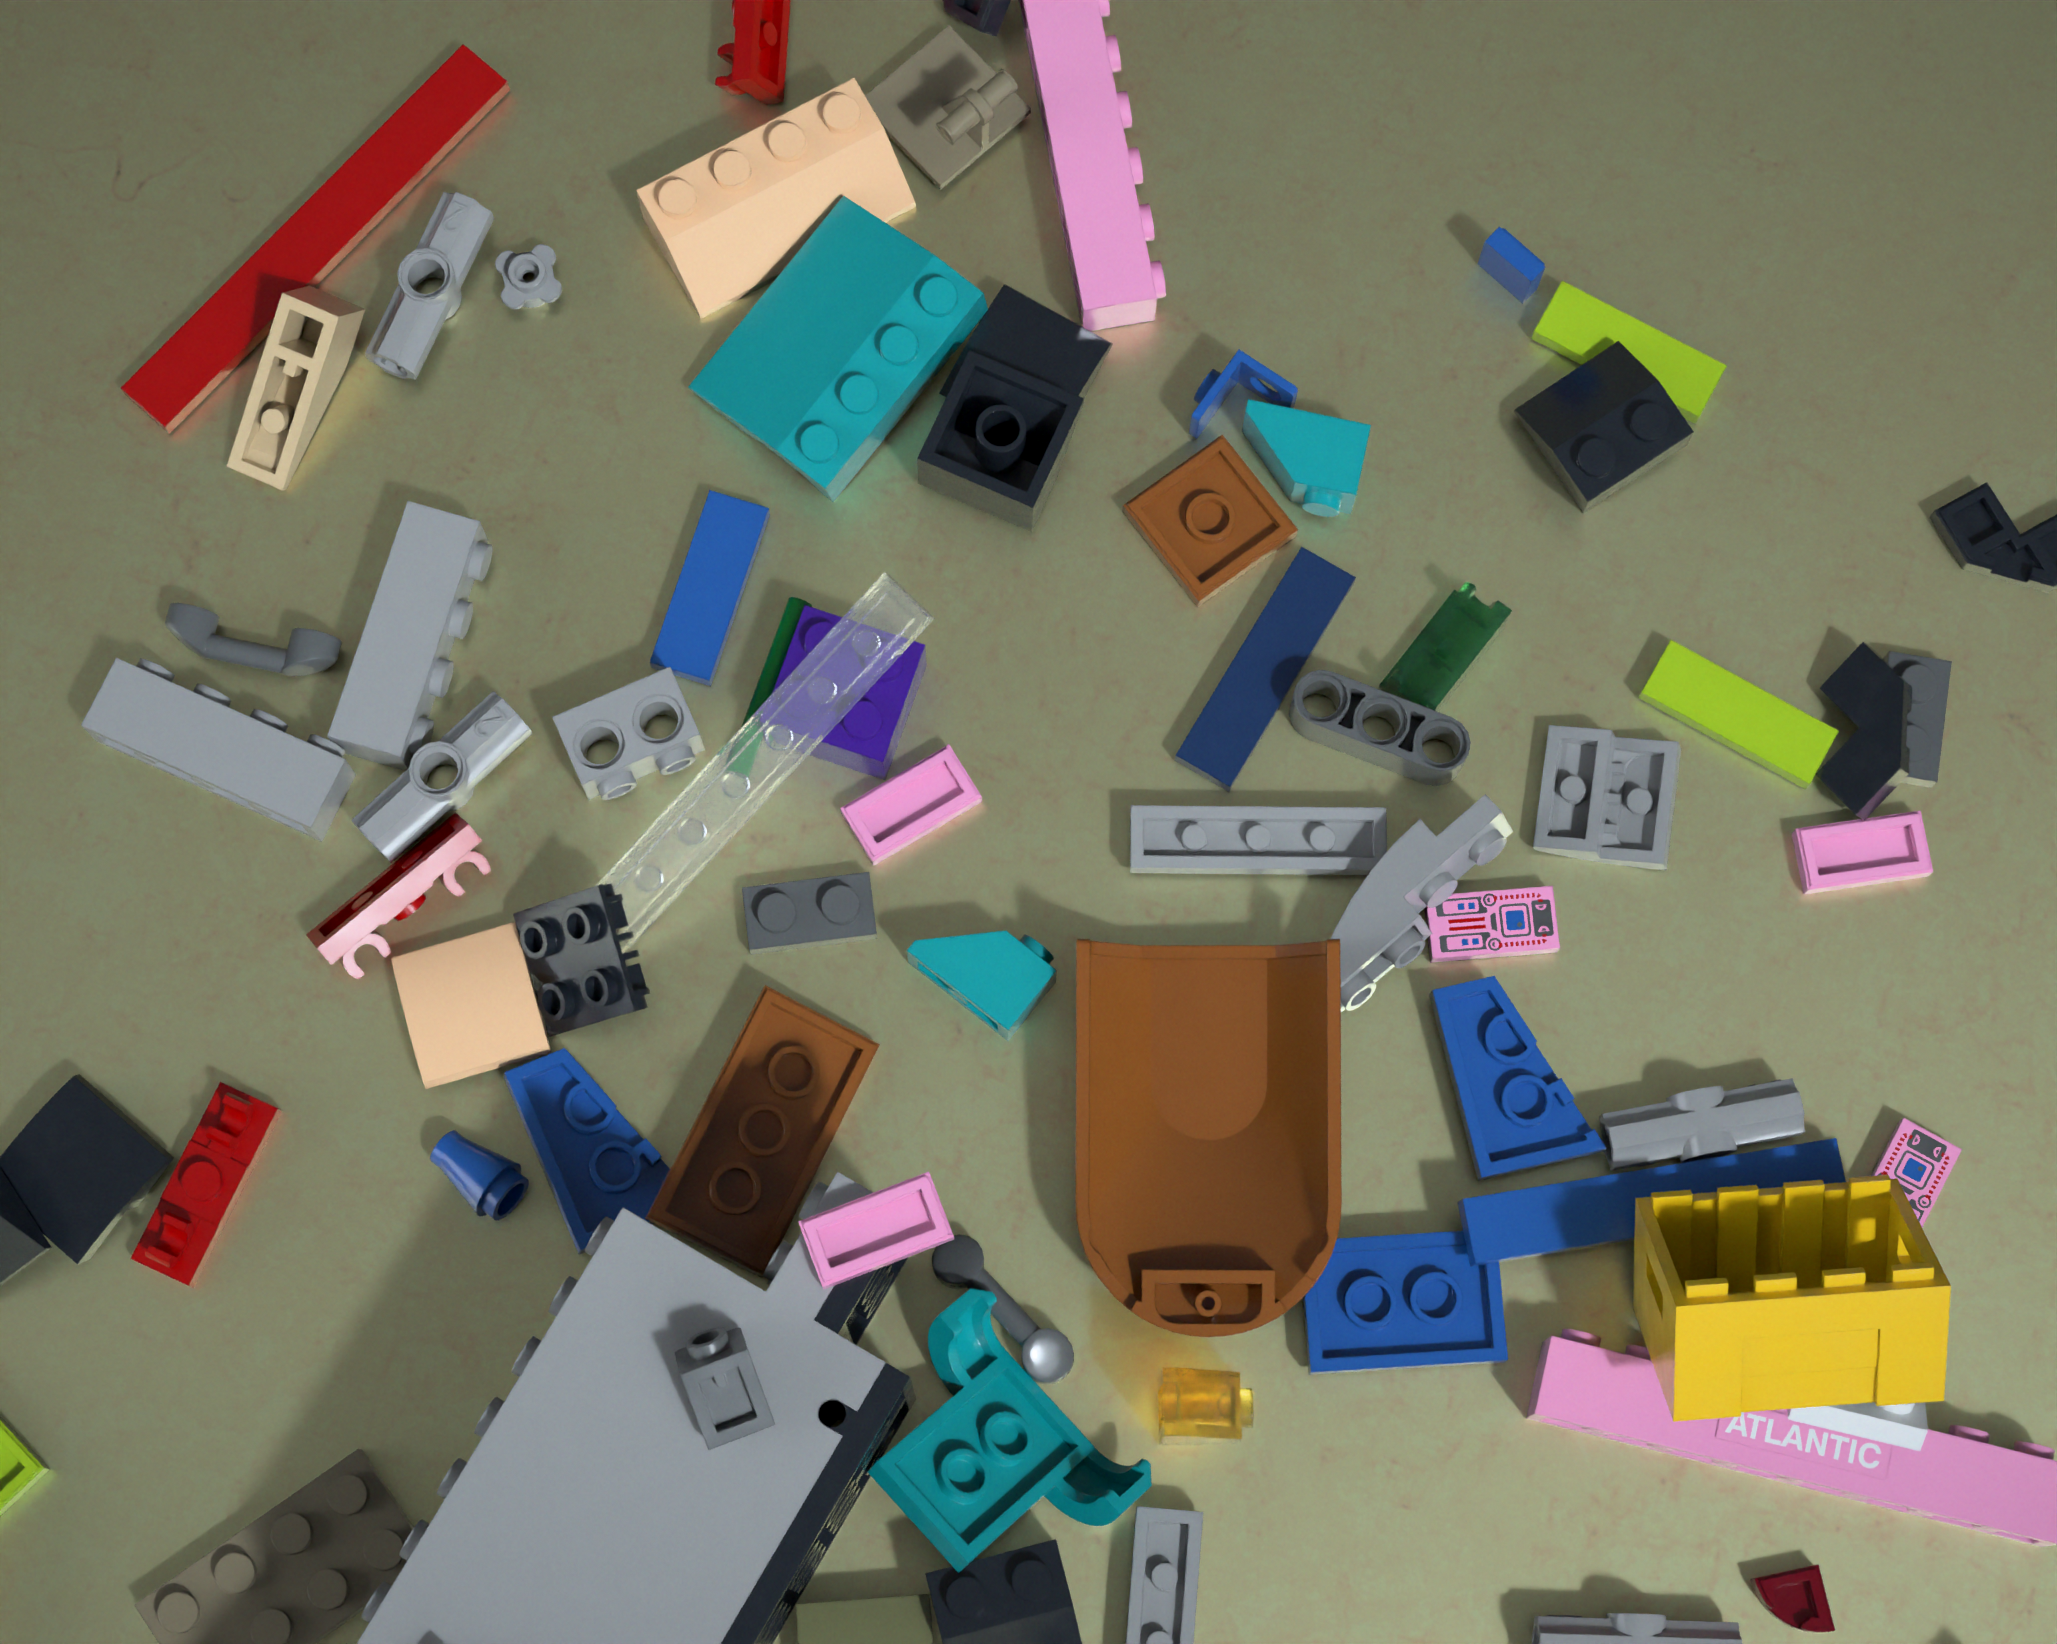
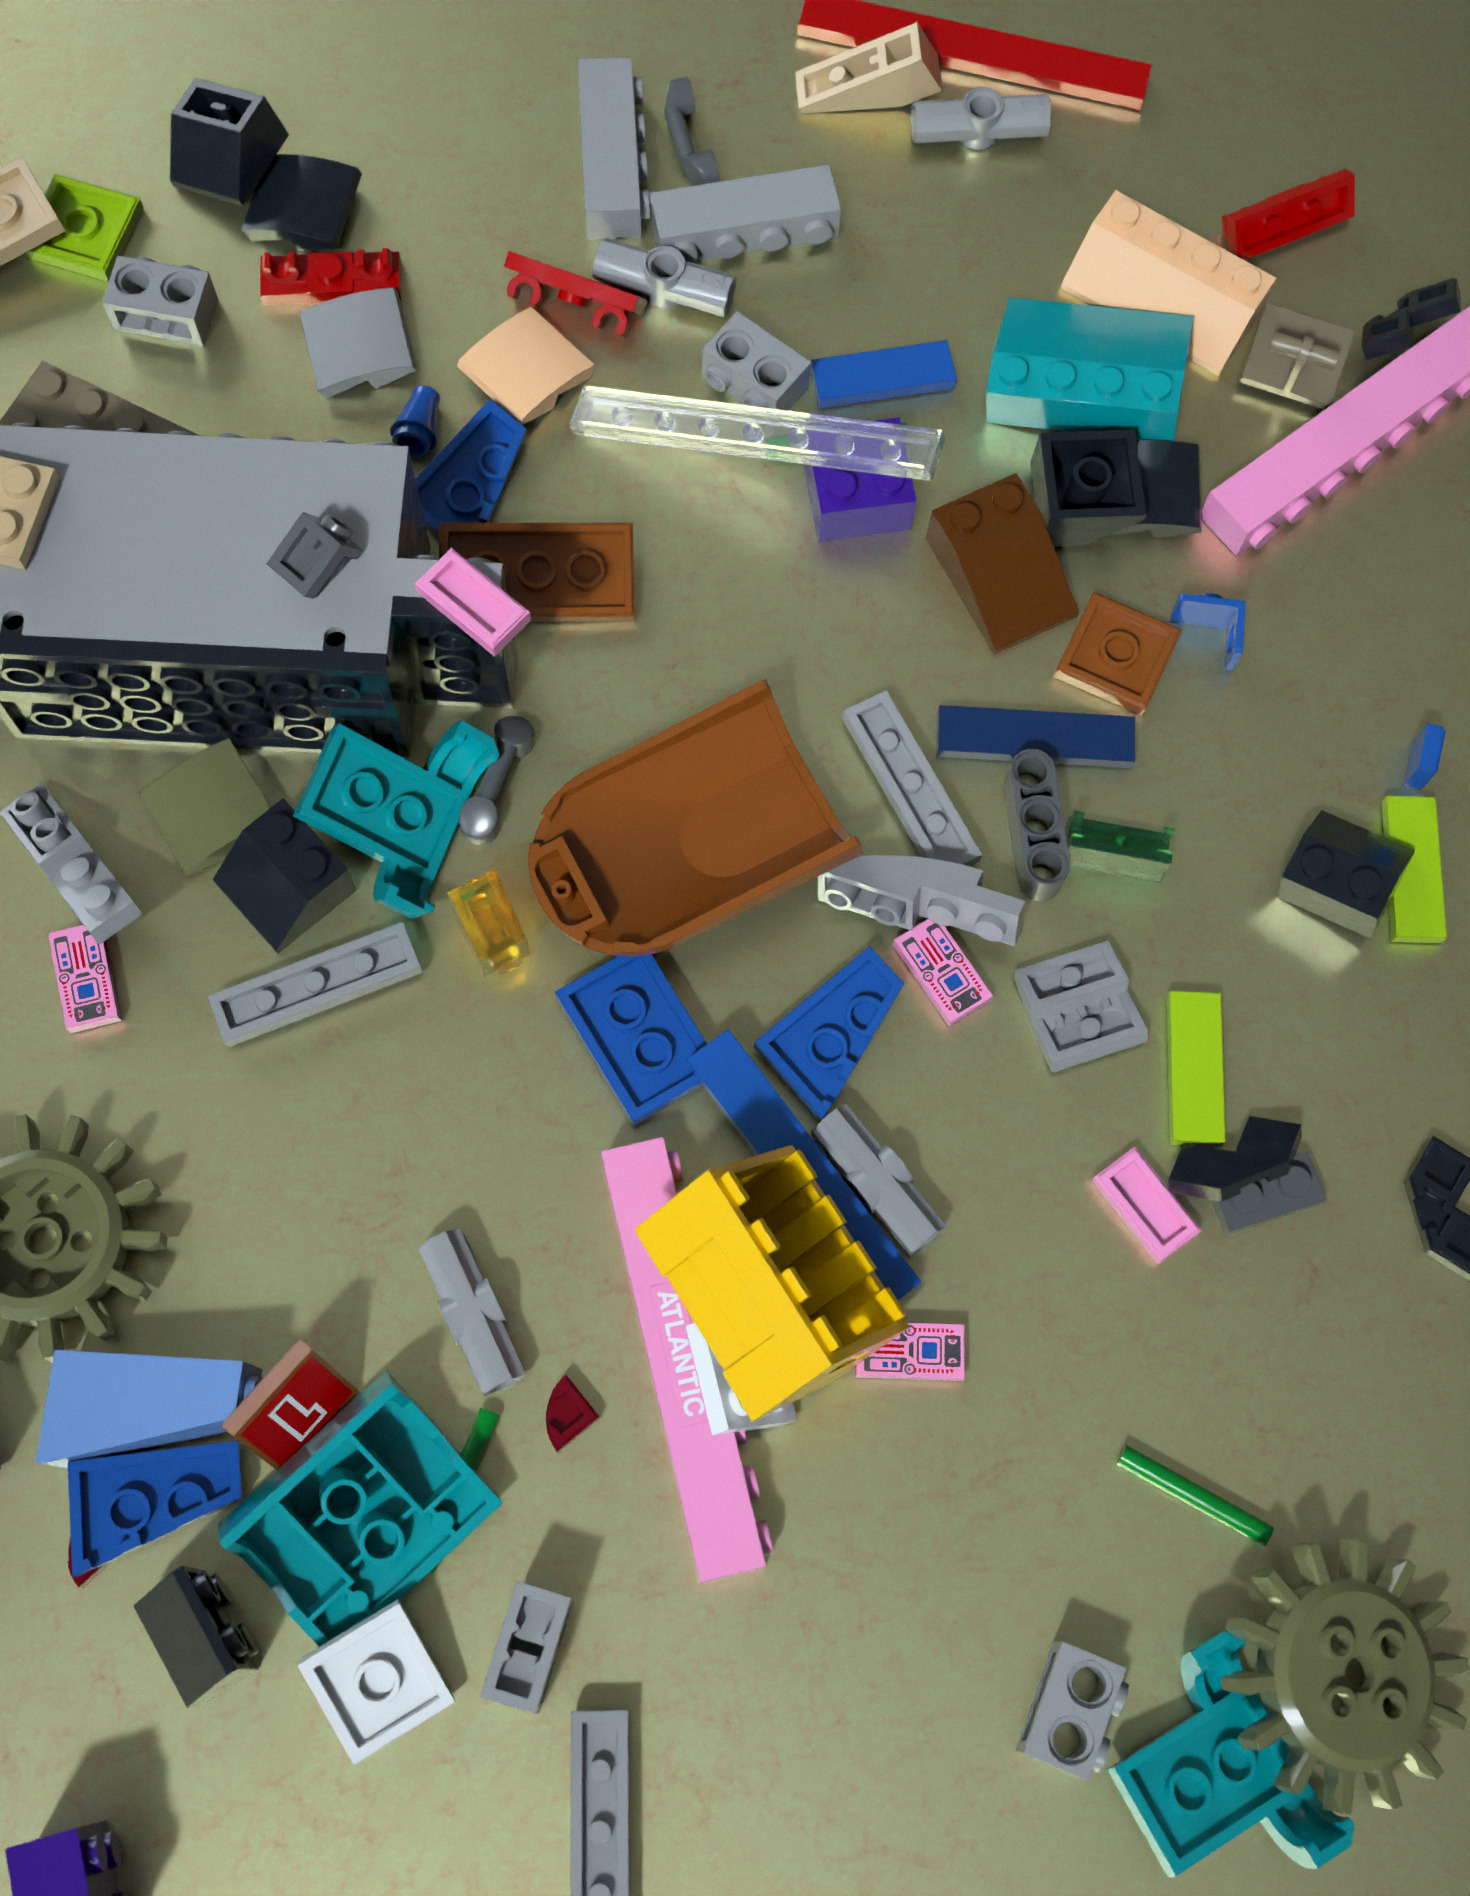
camera: 60 degrees right, 5 degrees down
(141, 1426) = (150, 296): none -> light grey brick
(322, 1194) = (357, 341): none -> light grey slope
(532, 293) = (1022, 184): light grey plate -> none
(579, 959) = (592, 394): black hinge -> none
(809, 913) = (700, 535): dark grey plate -> none
(911, 805) = (809, 562): bright pink tile -> none
(988, 974) = (717, 656): teal slope -> none
(1039, 588) = (1002, 563): none -> reddish brown slope
(1309, 455) = (1205, 693): teal slope -> none

